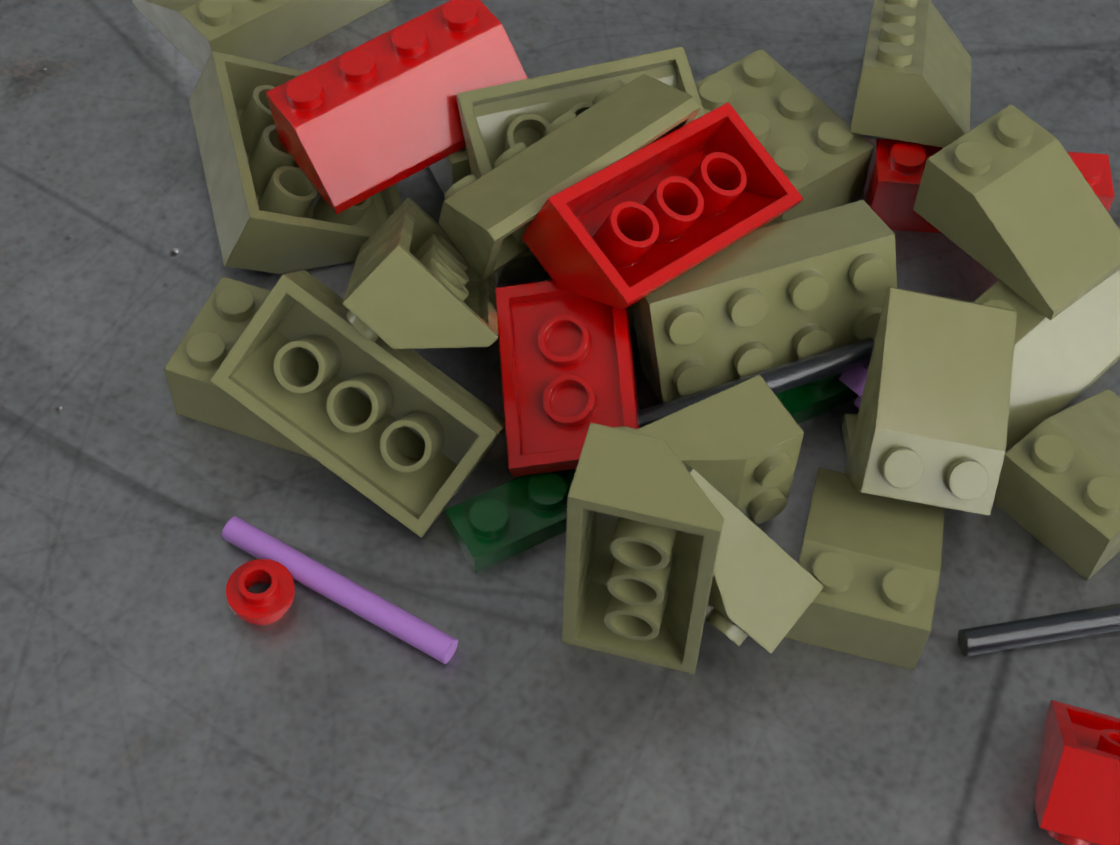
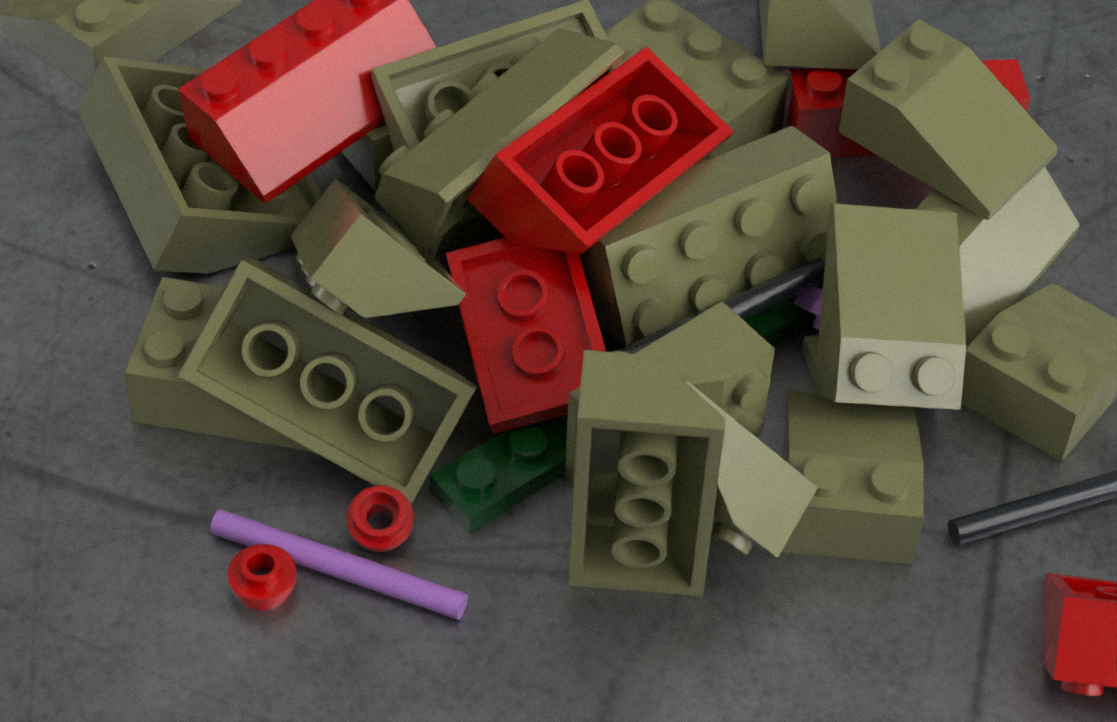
camera: 10 degrees left, 5 degrees down
(373, 534) = (375, 500): none -> red plate

